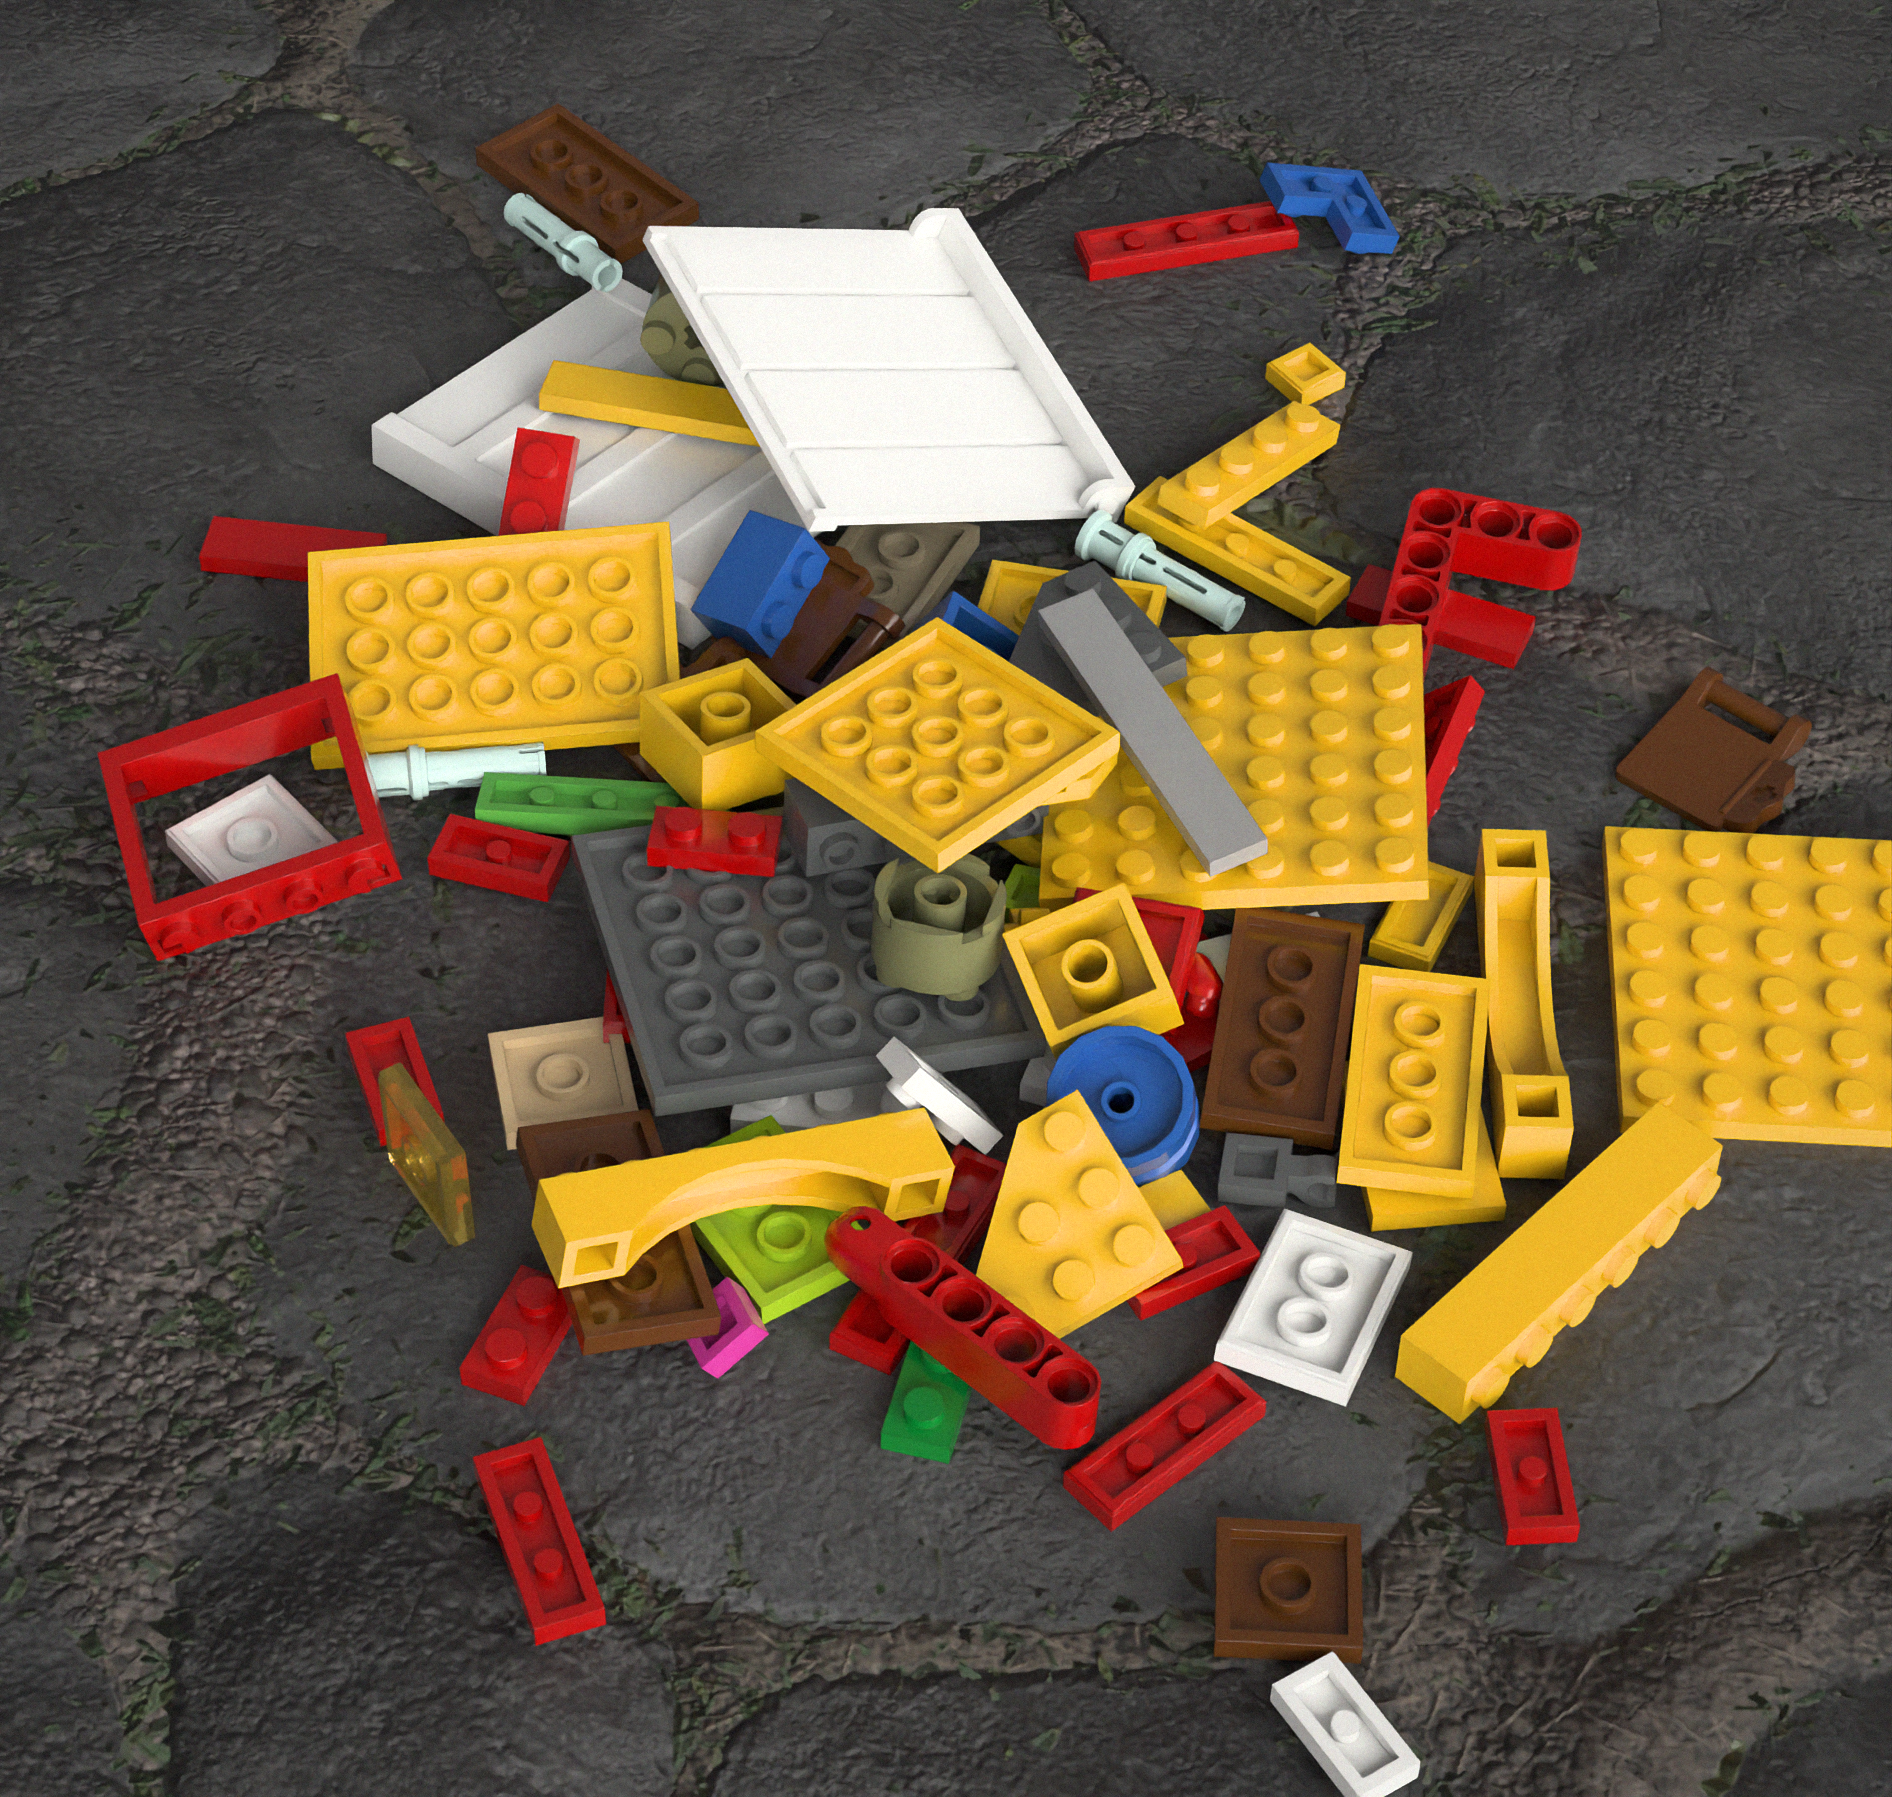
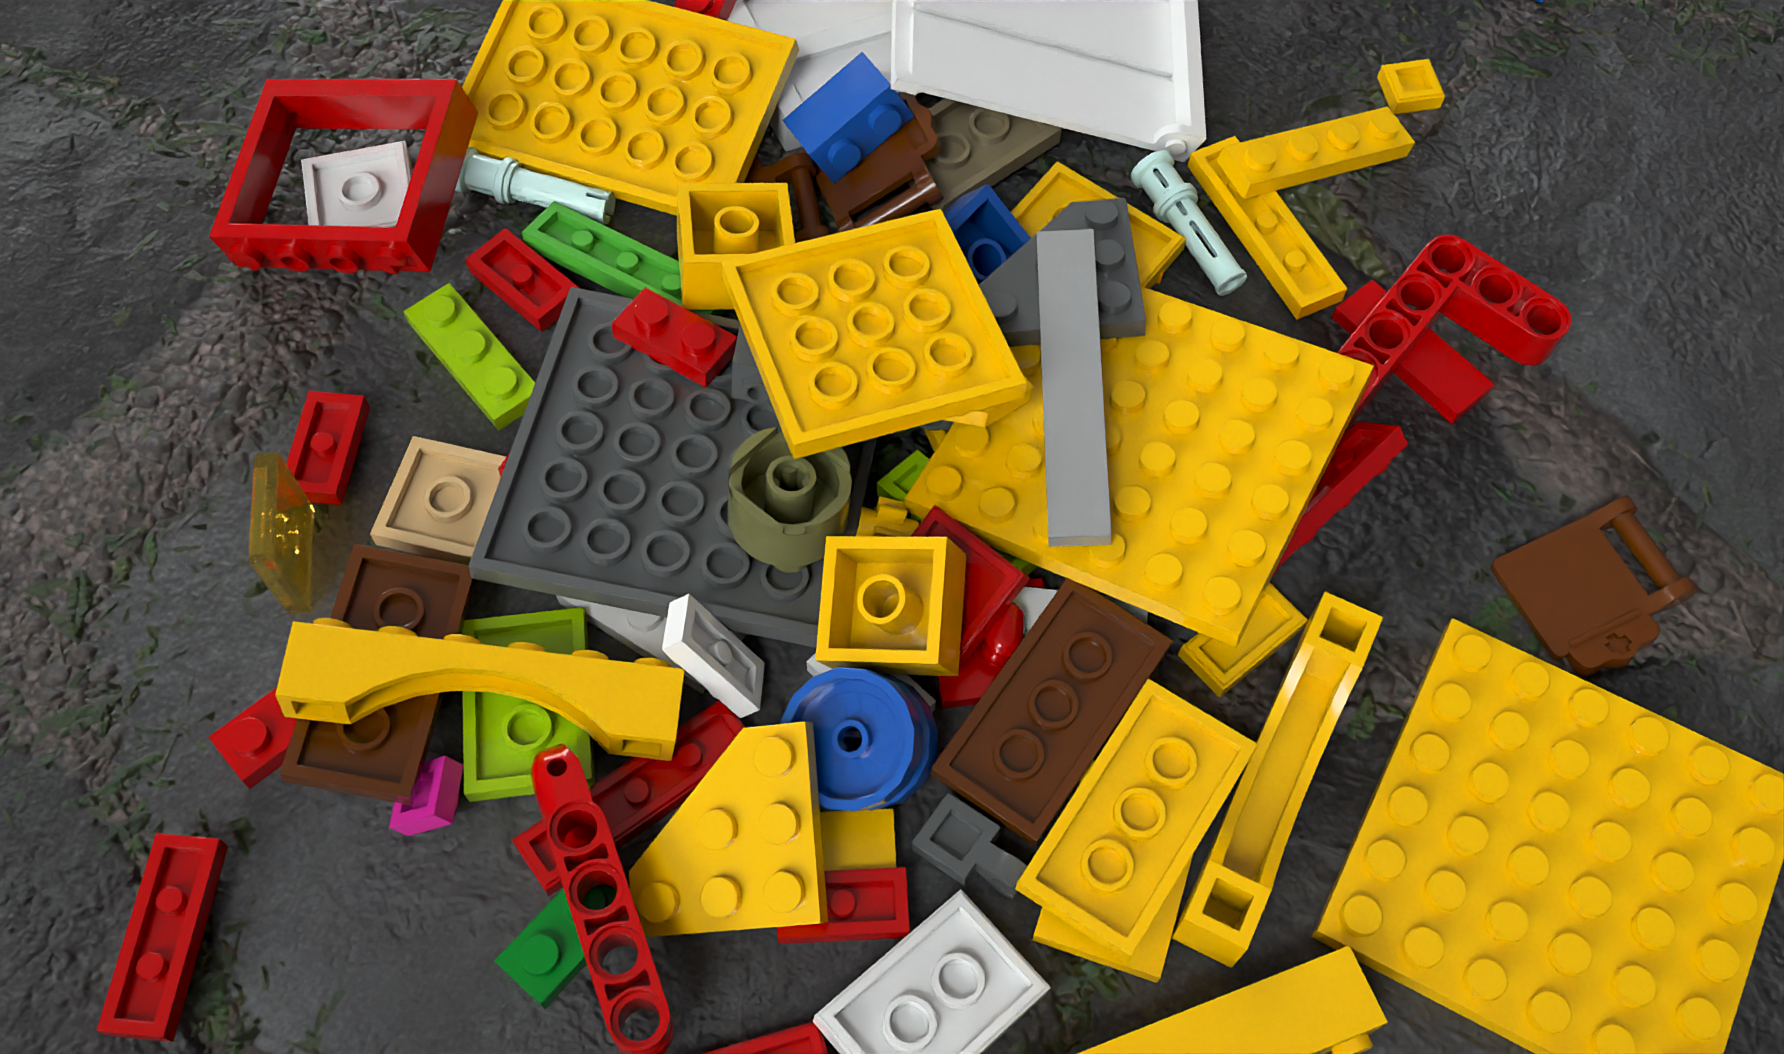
camera: 25 degrees right, 15 degrees up
(489, 949) = (472, 355): none -> lime plate

